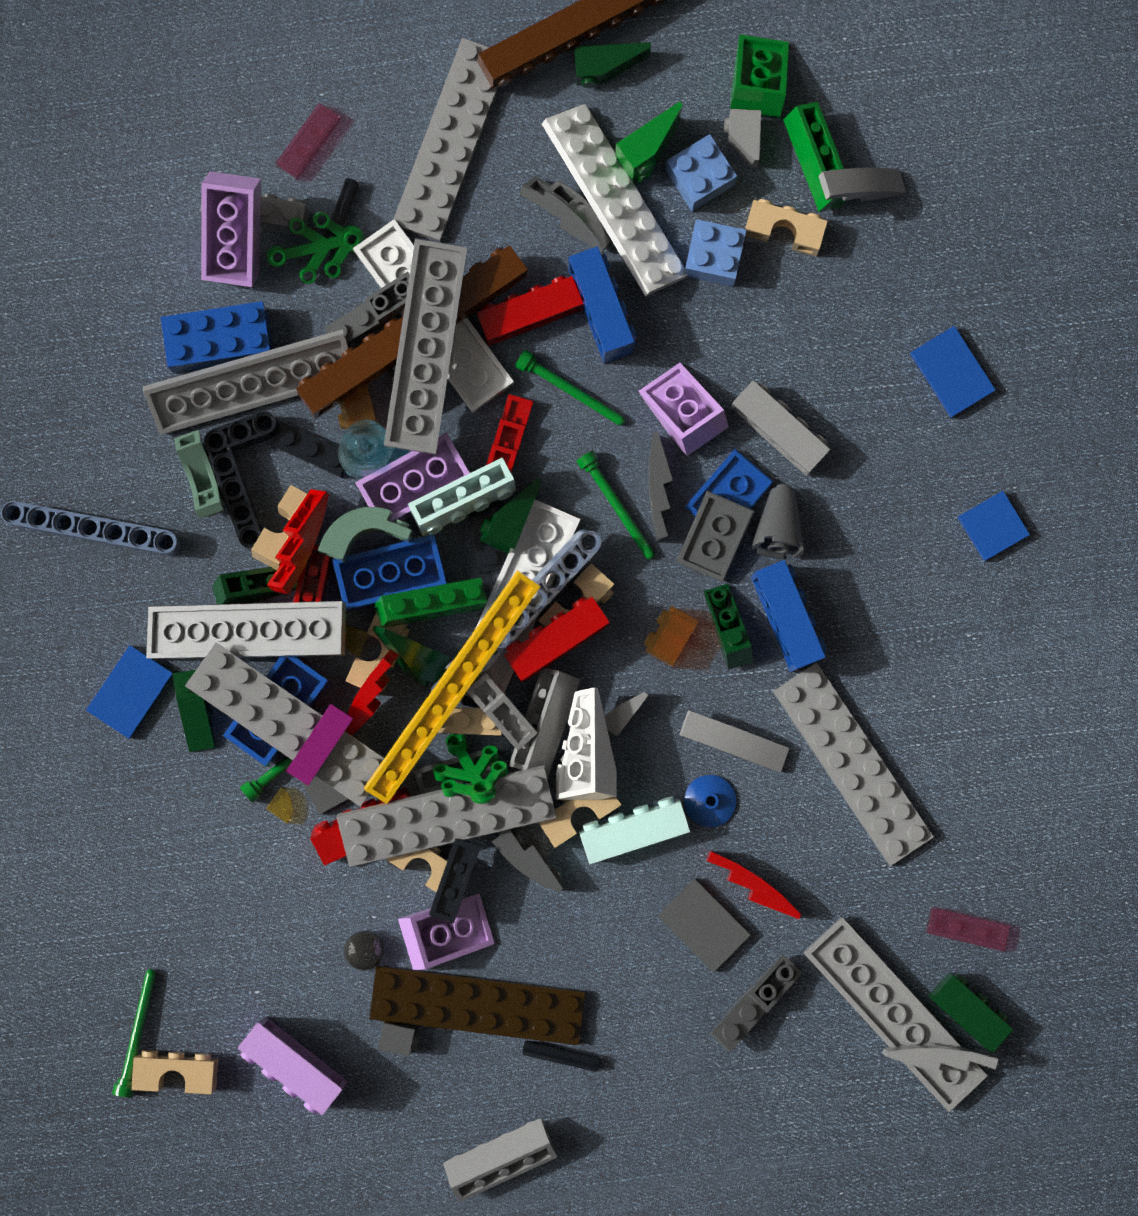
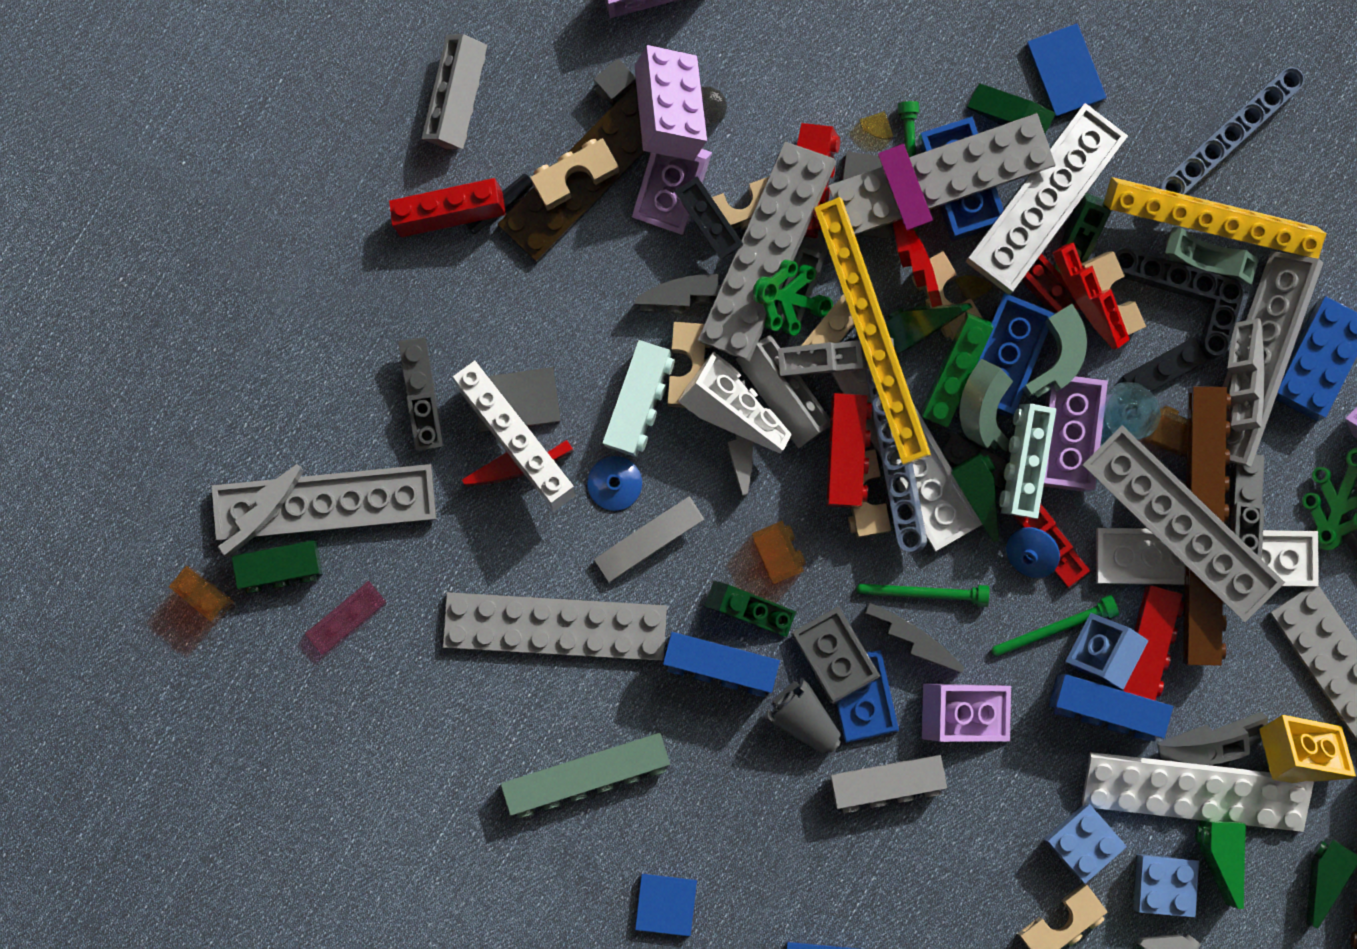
camera: 125 degrees right, 0 degrees up
(168, 493) = (1214, 218): none -> yellow brick
(272, 381) = (1247, 371): none -> light grey slope
(386, 979) = (670, 103): none -> lavender brick
(445, 564) = (980, 404): none -> sand green arch
(515, 1027) = (593, 159): none -> tan arch
(526, 140) = (1306, 750): none -> yellow slope
(527, 445) = (1039, 546): none -> blue dish
(562, 336) = (1107, 651): none -> medium blue brick
(596, 1094) = (447, 207): none -> red brick
(737, 903) = (514, 436): none -> white brick
(945, 656) = (584, 774): none -> sand green brick
(1037, 1054) = (201, 594): none -> clear orange brick

